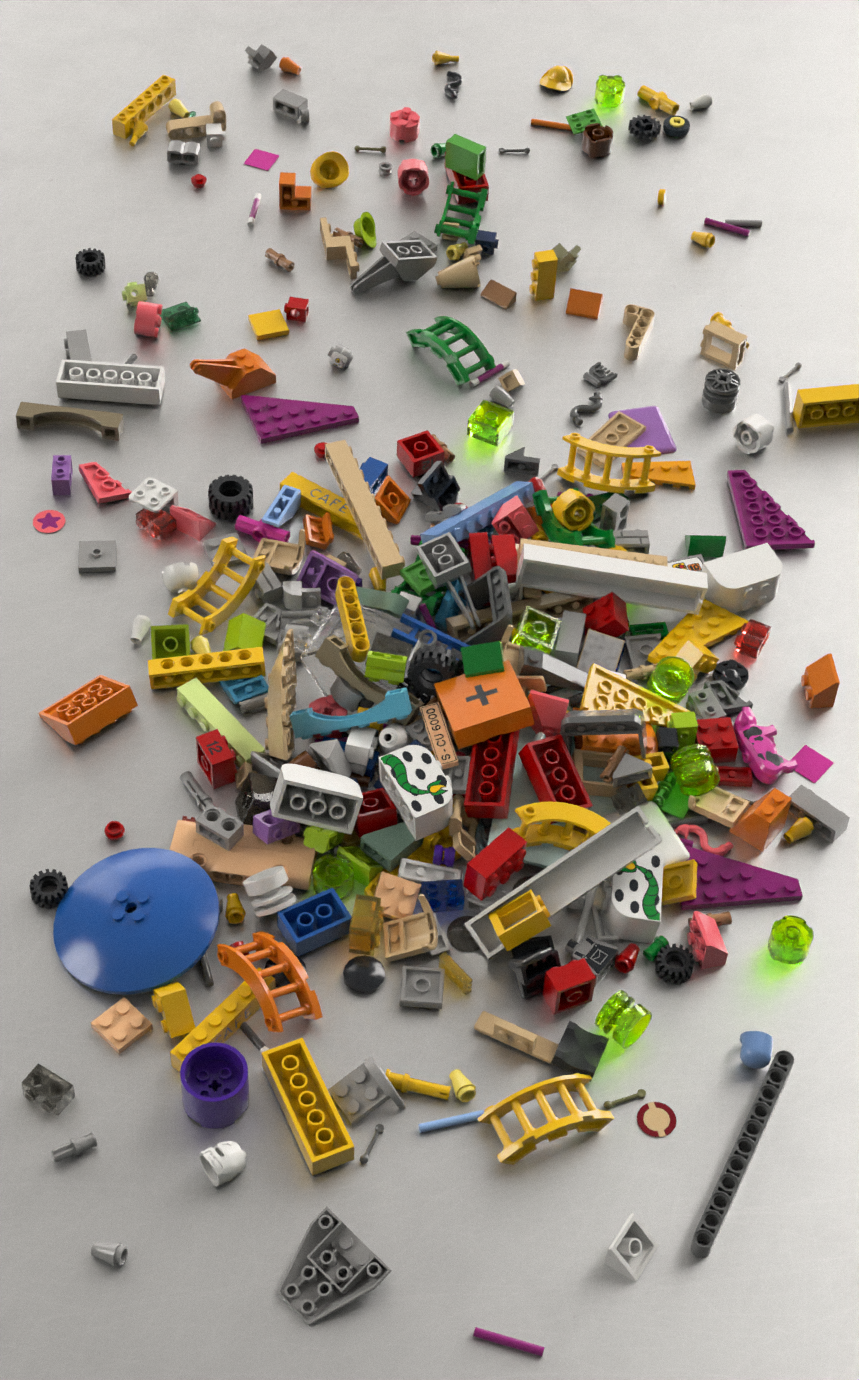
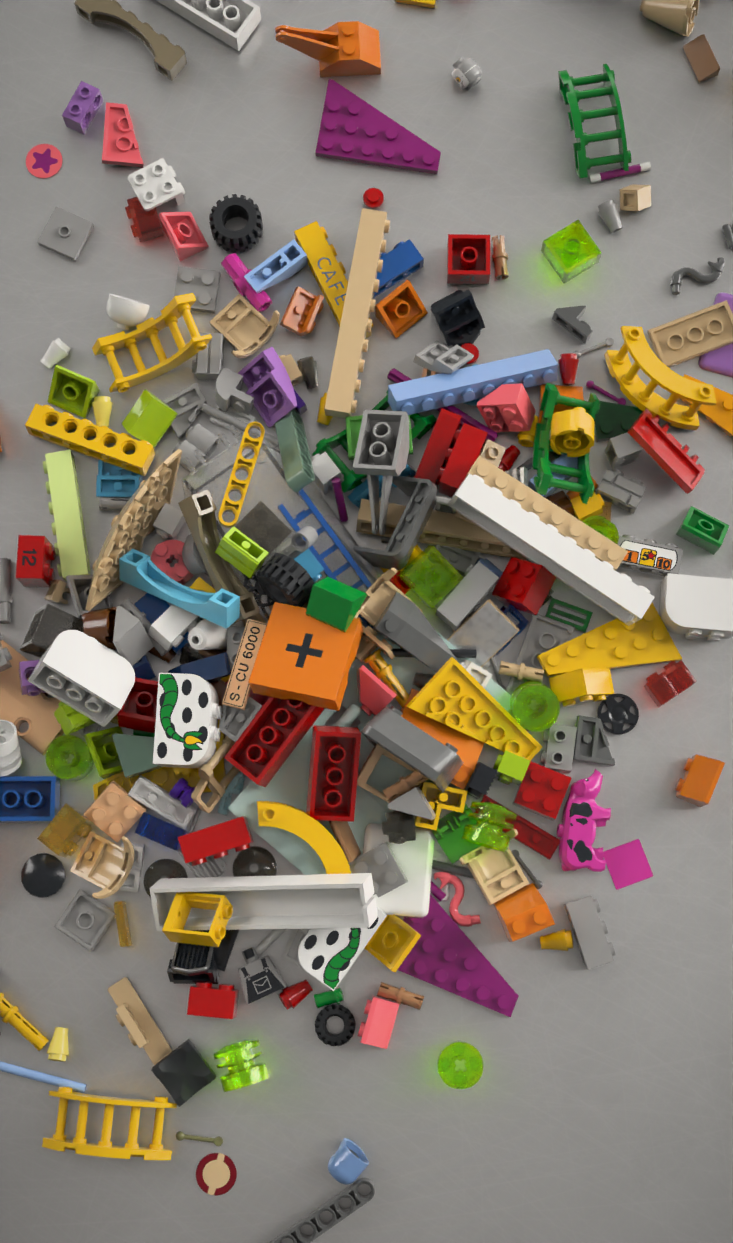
camera: 35 degrees right, 30 degrees up
(305, 692) = (169, 522): none -> white brick
(658, 505) = (667, 451): none -> red hinge

